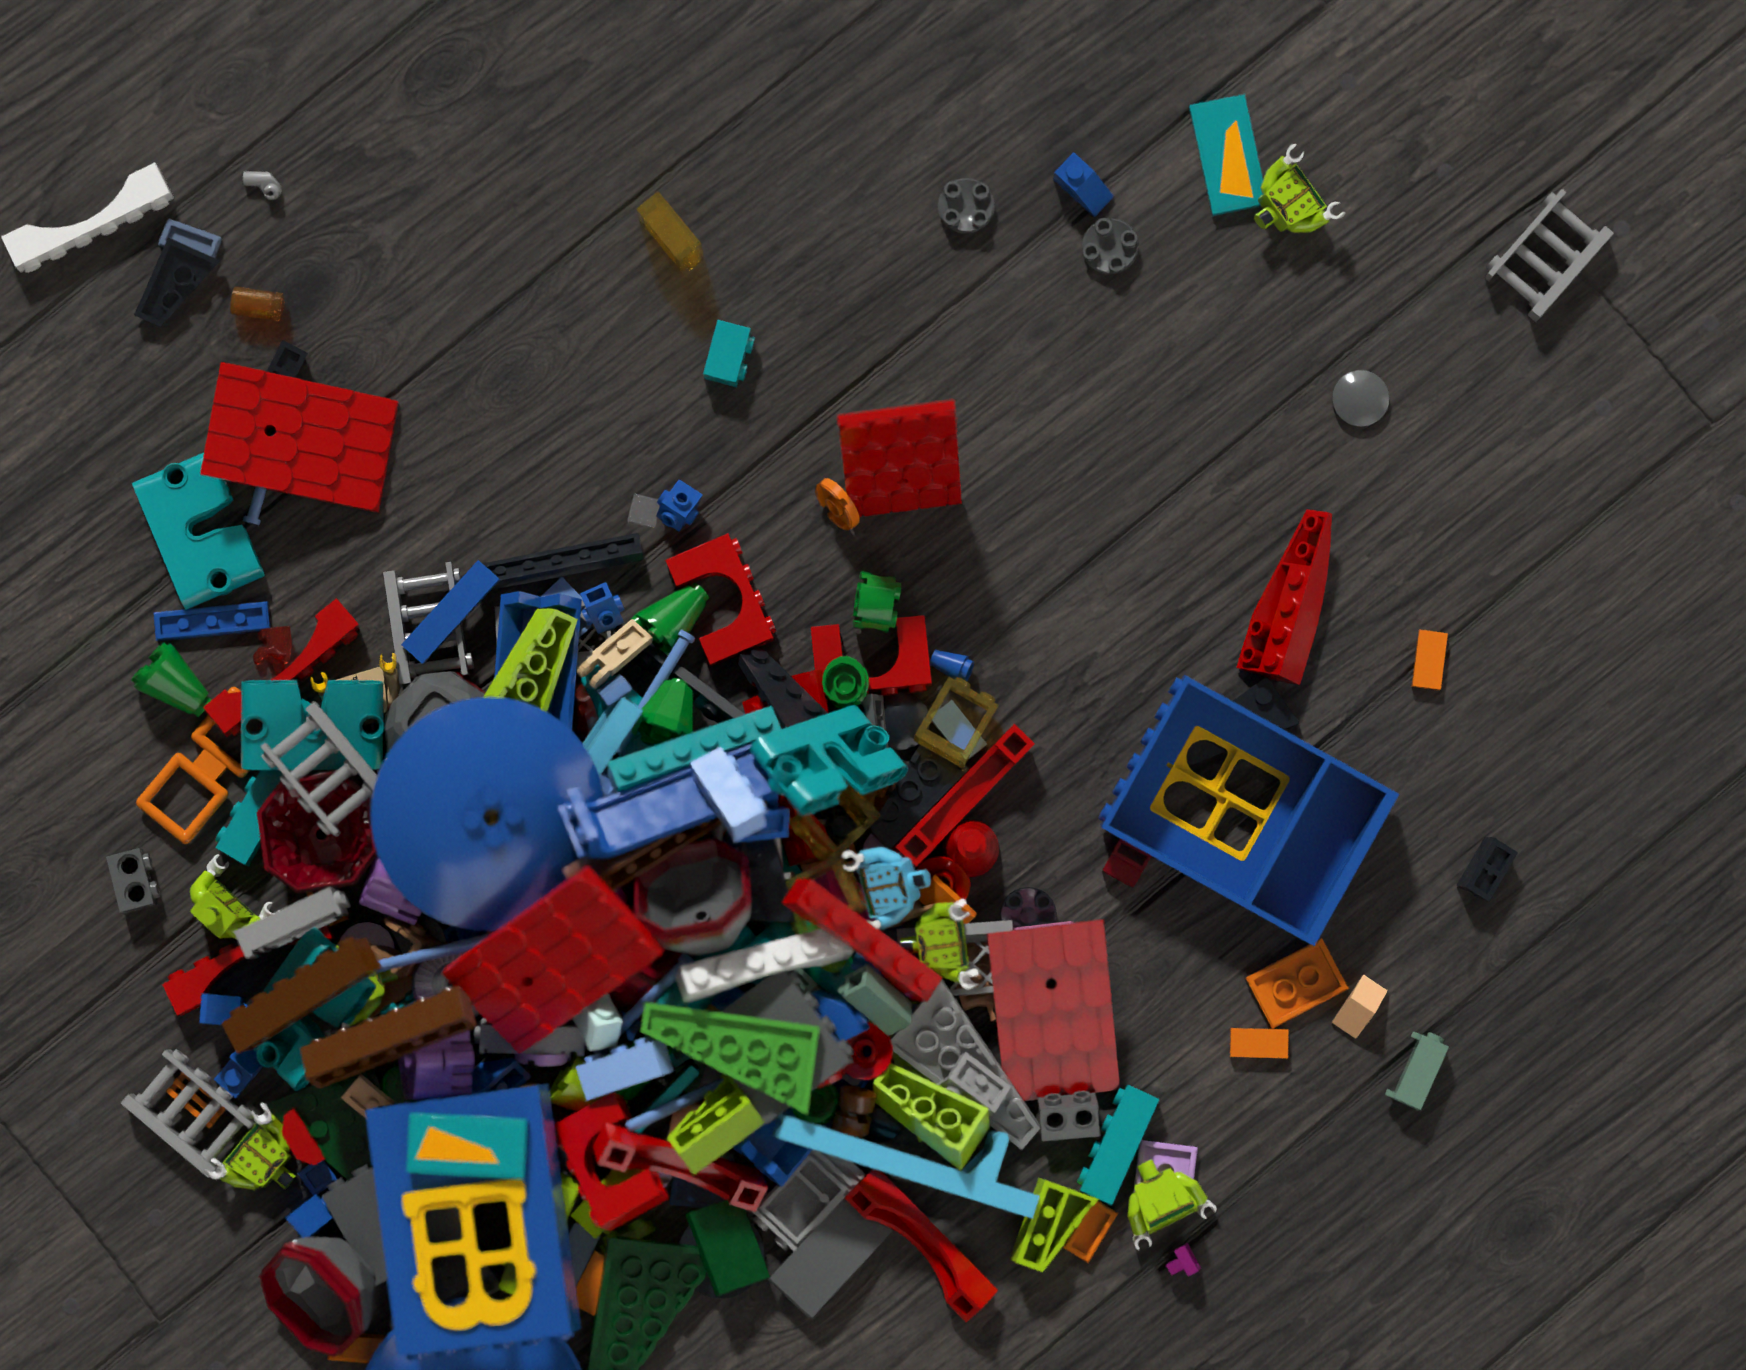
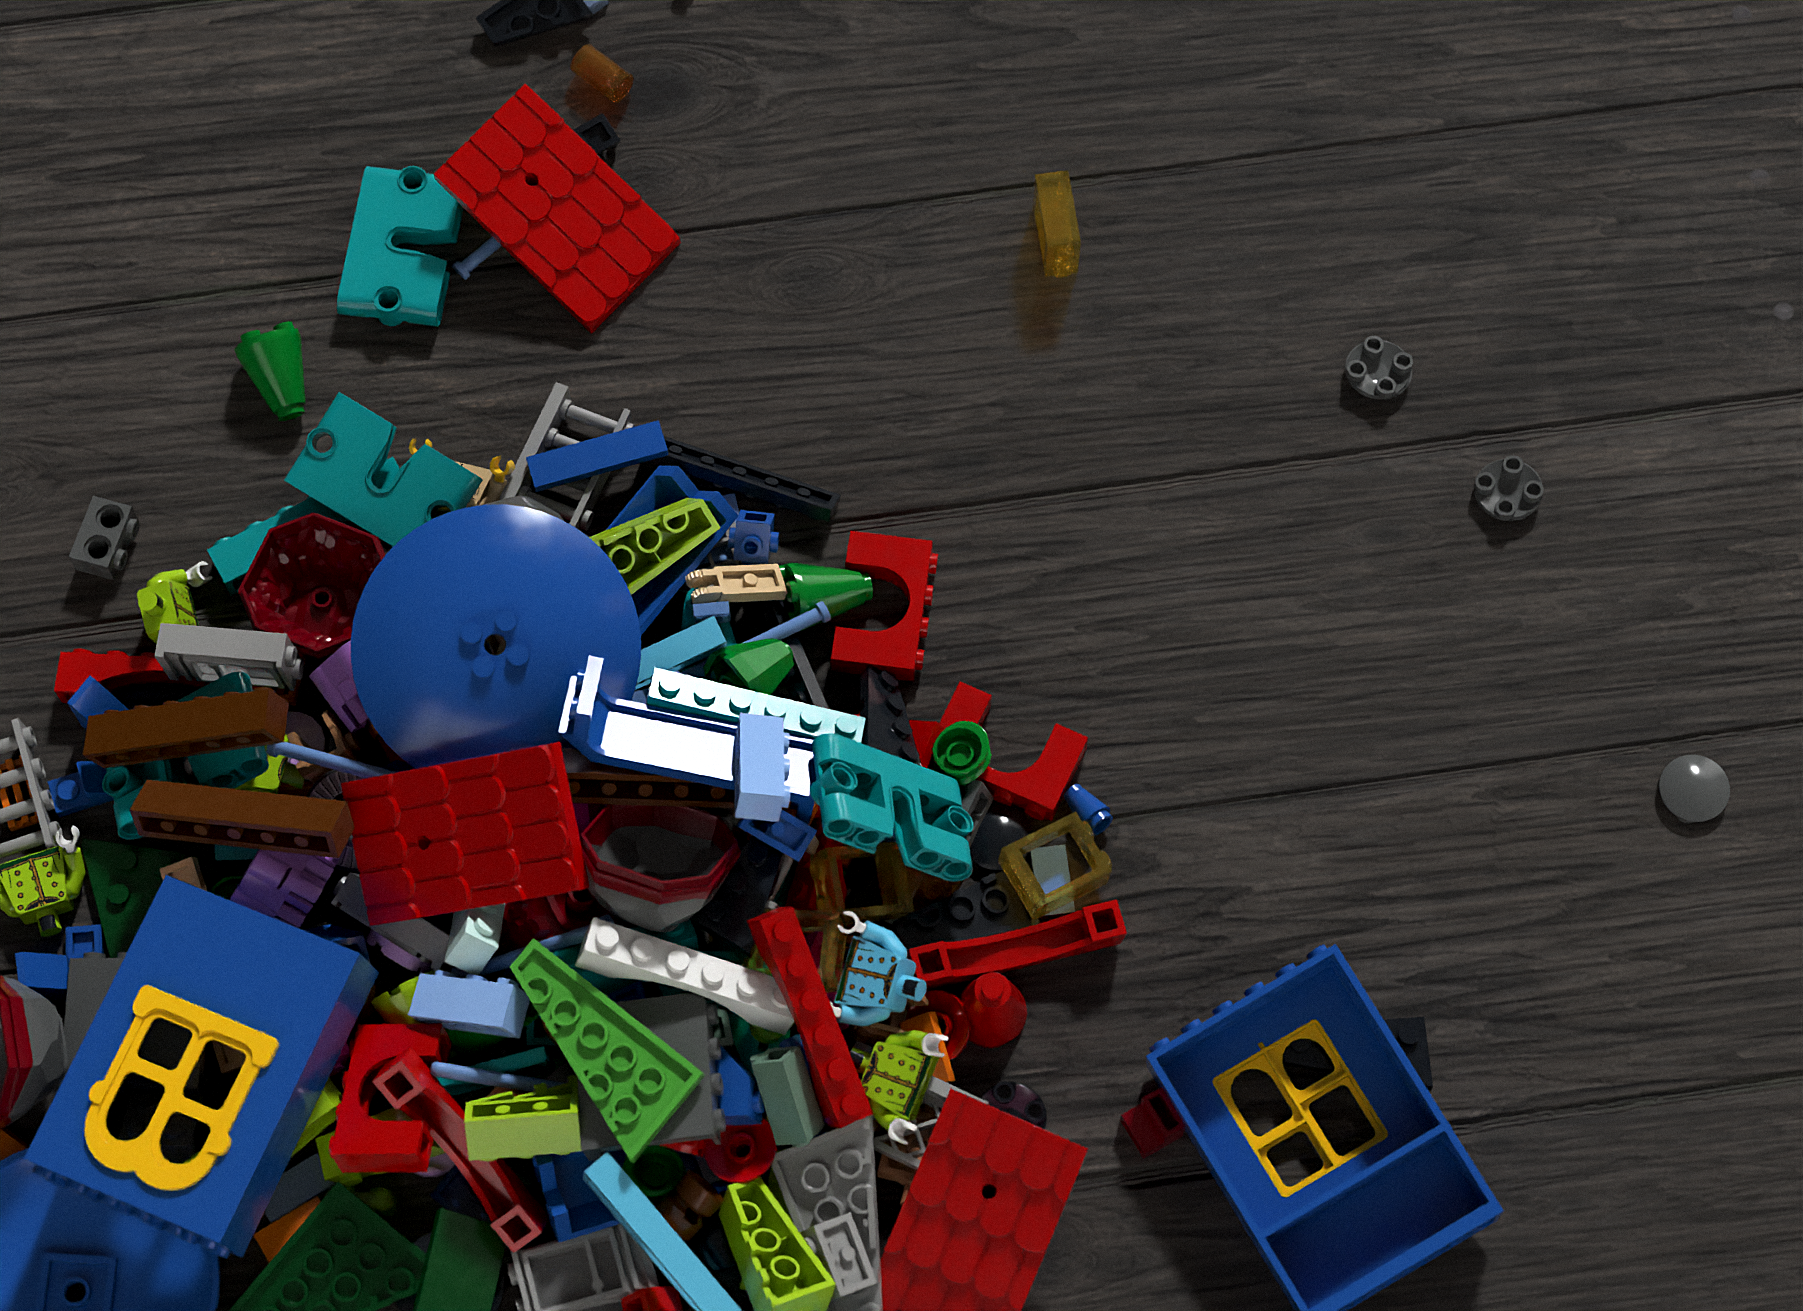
camera: 30 degrees right, 15 degrees down
(205, 769) = (252, 477): orange bar -> none
(211, 621) = (357, 341): blue tile -> none
(276, 648) = (403, 395): clear red piece -> none
(300, 1139) = (90, 887): red slope -> none
(332, 629) = (465, 413): red arch -> none
(335, 742) = (391, 500): light grey fence -> none
(467, 1145) = (245, 971): teal tile -> none
(584, 710) = (672, 618): clear red tile -> none
(643, 511) = (860, 478): clear tile -> none
(678, 505) = (898, 488): blue brick -> none
(727, 353) = (1043, 374): teal brick -> none
(838, 502) = (1066, 572): orange tile -> none
(875, 602) = (1044, 695): green brick -> none
(901, 458) = (1158, 548): red piece -> none
(1083, 184) = (1514, 412): blue slope -> none
(1227, 154) = (1687, 470): teal tile -> none
(1291, 199) = (1732, 544): lime torso -> none
(1291, 605) = (1493, 957): red wedge -> none
(1429, 660) = (1617, 1104): orange tile -> none

